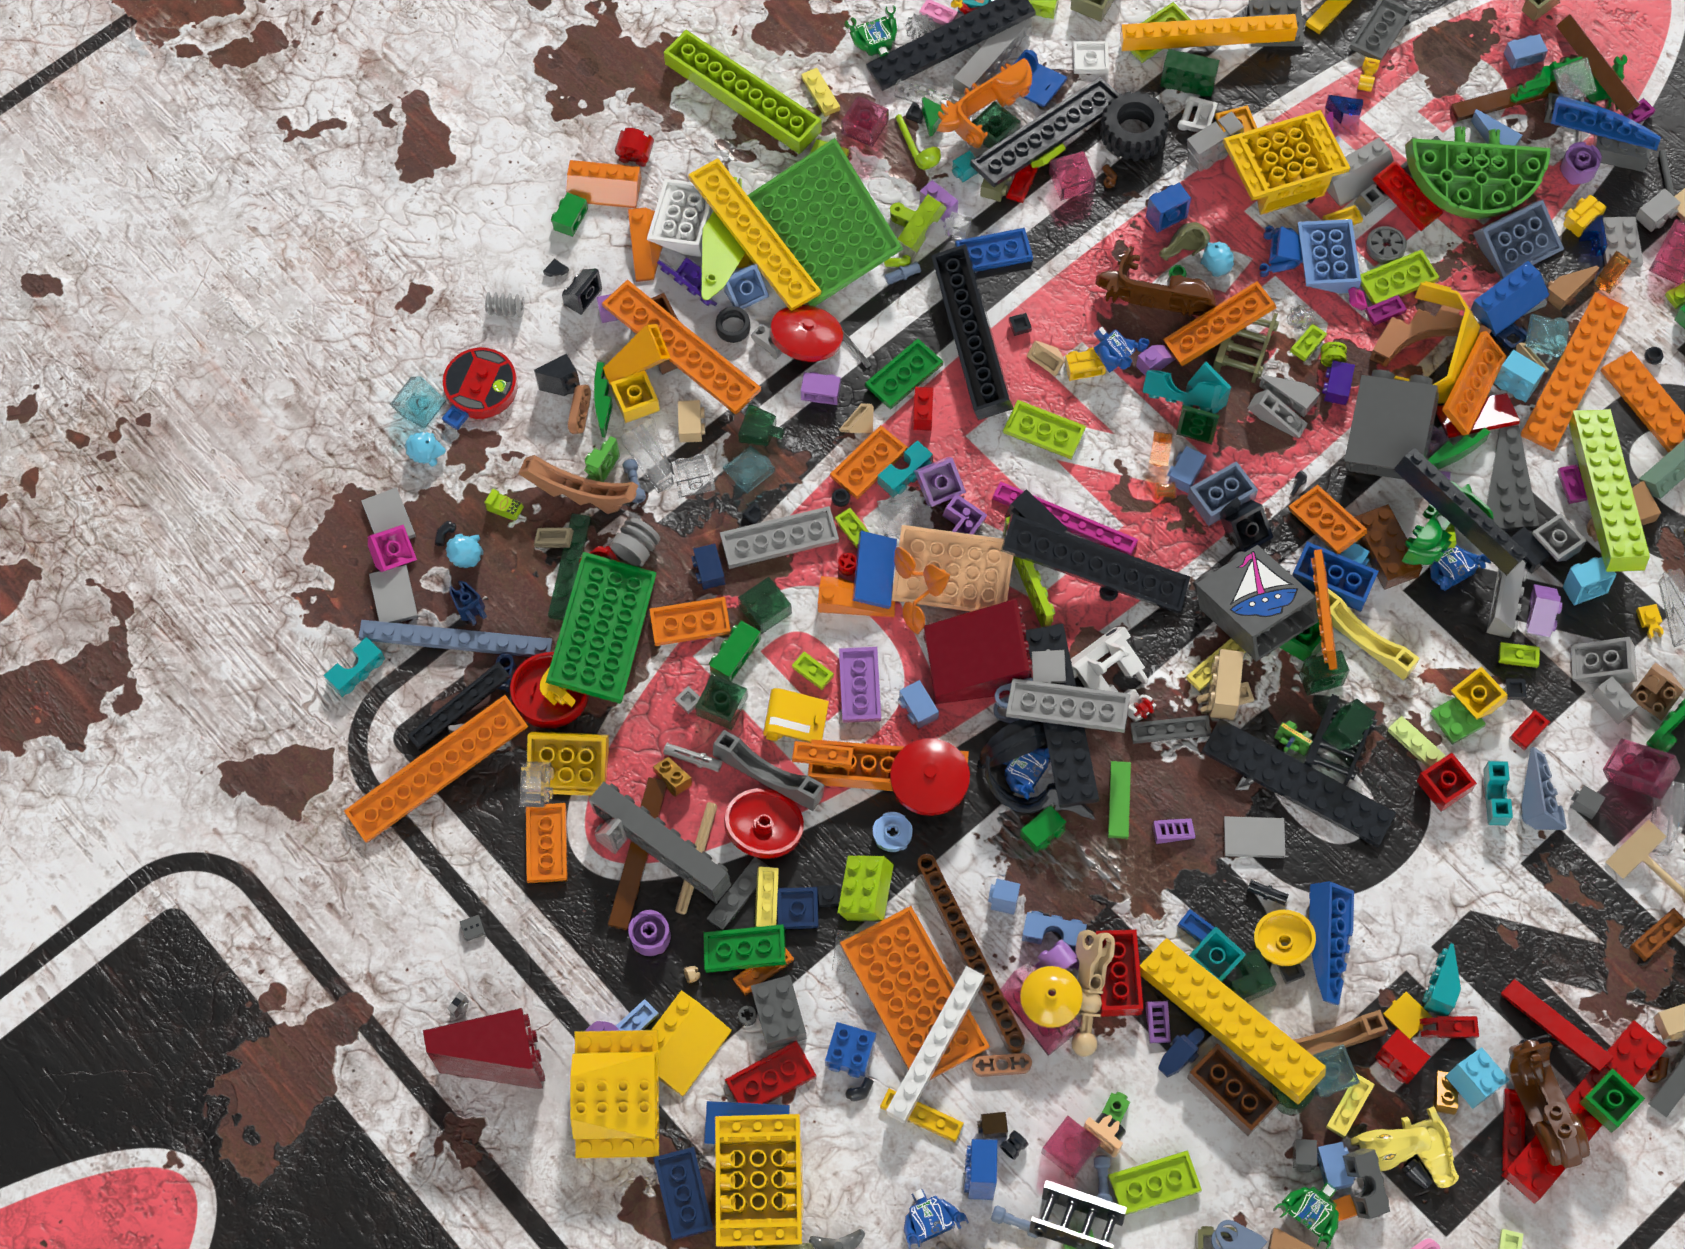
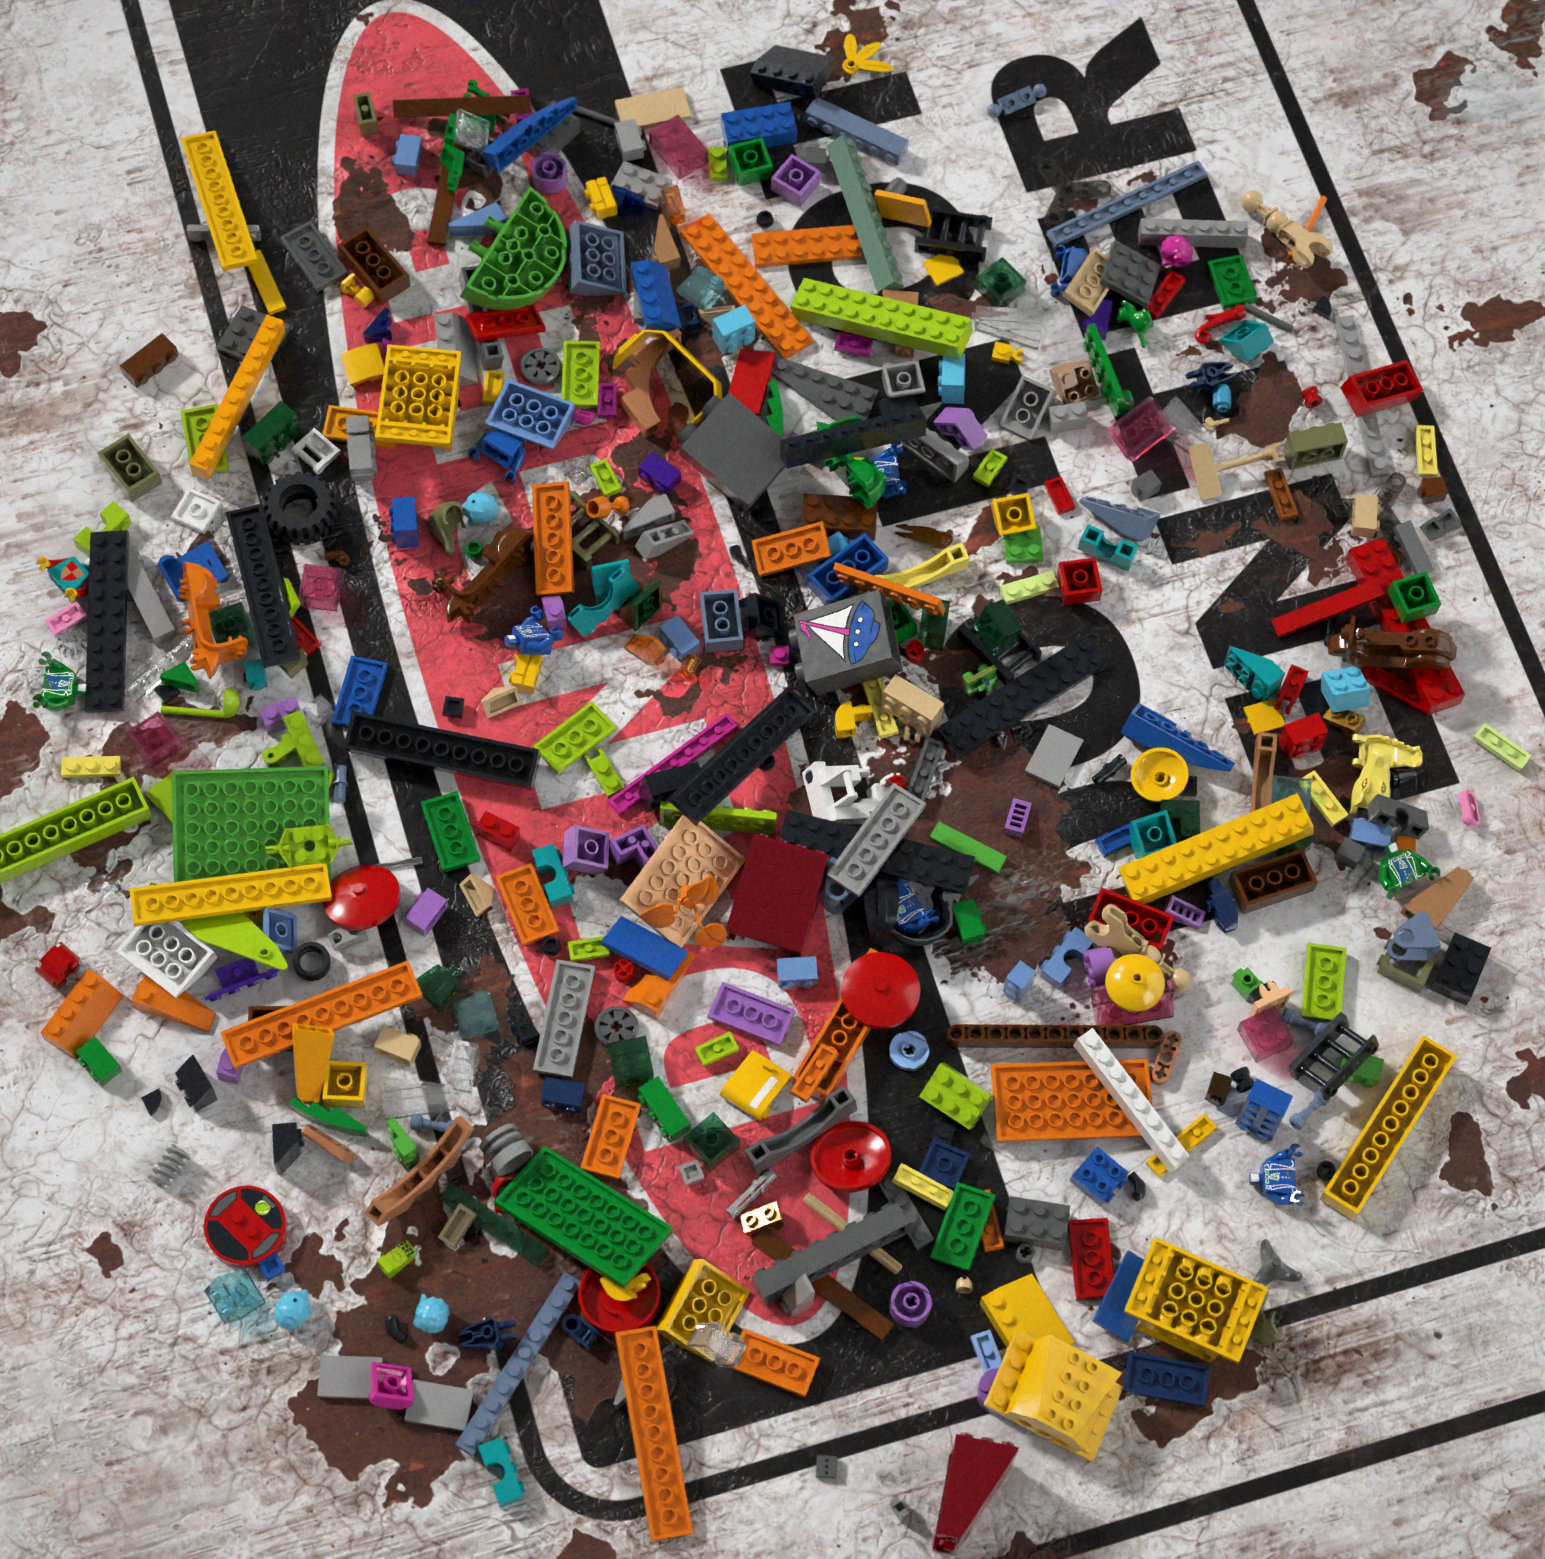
camera: 70 degrees left, 0 degrees up
(459, 706) = (595, 1386): black tile -> none
(797, 572) = (615, 1015): none -> dark grey wheel
(821, 258) = (293, 841): none -> lime plate
(1025, 468) = (604, 773): none -> lime hinge
(1049, 666) = (827, 839): light grey piece -> none
(1189, 638) = (847, 716): none -> yellow brick
(1218, 558) = (779, 655): none -> dark pink plate
(1270, 346) = (601, 507): none -> orange piece
(1287, 665) = (916, 647): none -> red wheel
(1299, 105) = (363, 364): none -> yellow slope
(1331, 353) = (629, 463): lime wheel -> none
(1399, 74) = (374, 265): none -> reddish brown brick
(1414, 630) = (927, 535): none -> reddish brown piece
(1474, 383) = (723, 367): orange plate -> none

